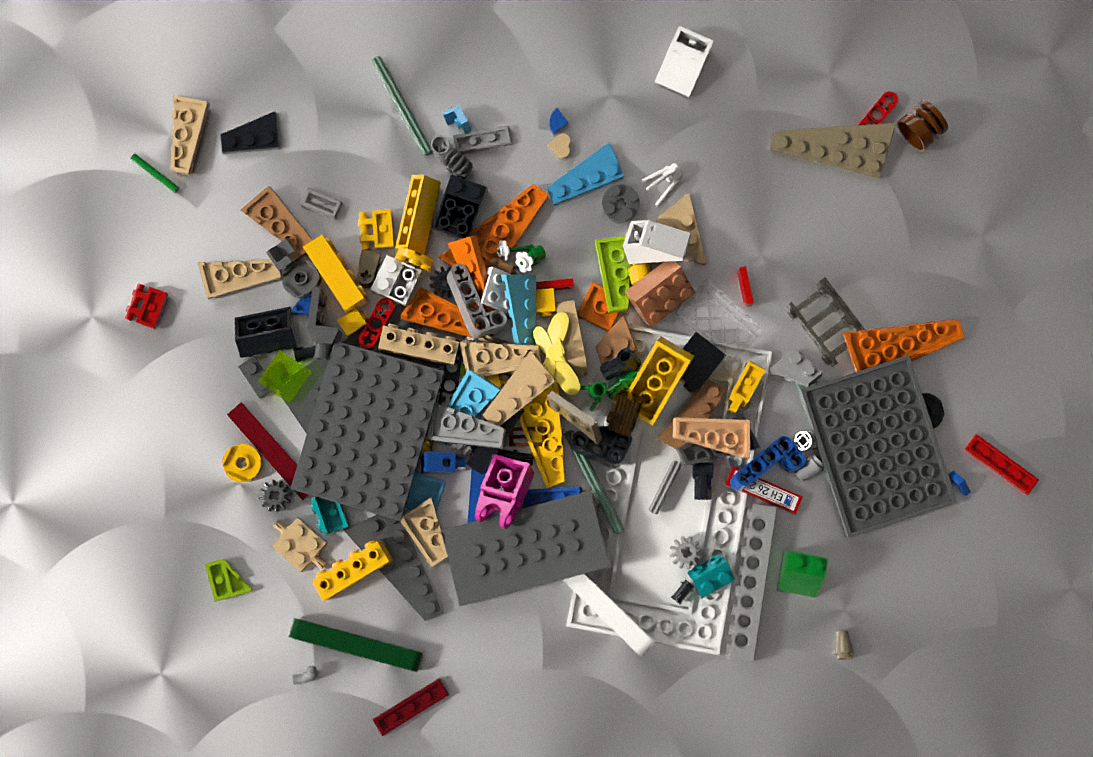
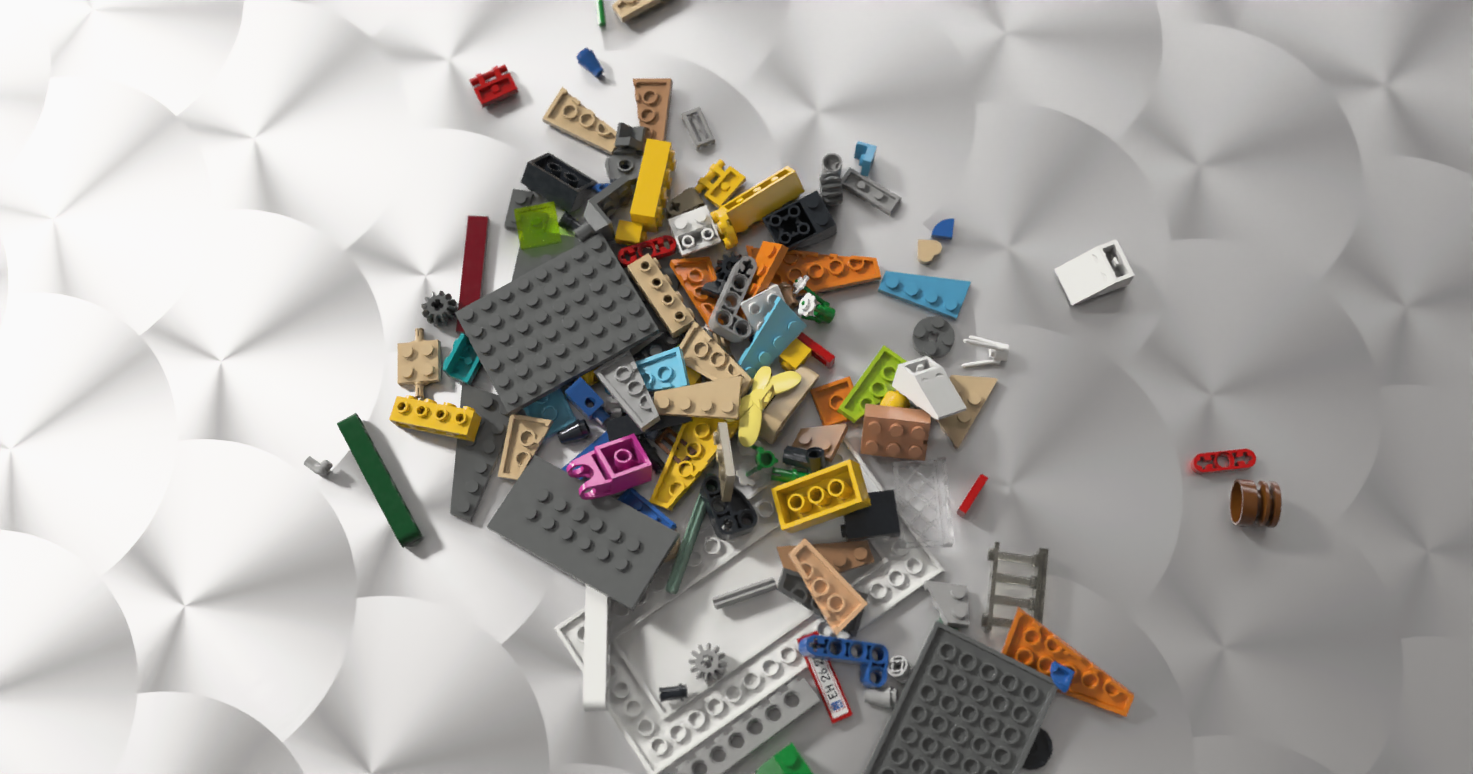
camera: 50 degrees right, 10 degrees down
(197, 226) = (589, 61): none -> blue cone
(224, 580) = (337, 336): lime wing -> none
(236, 453) = (431, 256): yellow plate -> none
(252, 136) = (697, 36): black wing -> none
(401, 105) = (832, 111): sand green axle -> none
(410, 707) = (370, 570): dark red tile -> none
(449, 307) = (714, 288): none -> black tile
(451, 490) = (575, 431): none -> black cone
(625, 412) = (768, 497): dark brown brick -> none
(702, 477) = (785, 613): black piece -> none
(711, 575) = (710, 703): teal bracket -> none
(745, 386) = (892, 575): yellow hinge -> none
(846, 147) = (1171, 465): dark tan wing -> none
(906, 350) = (1061, 676): none -> blue tile

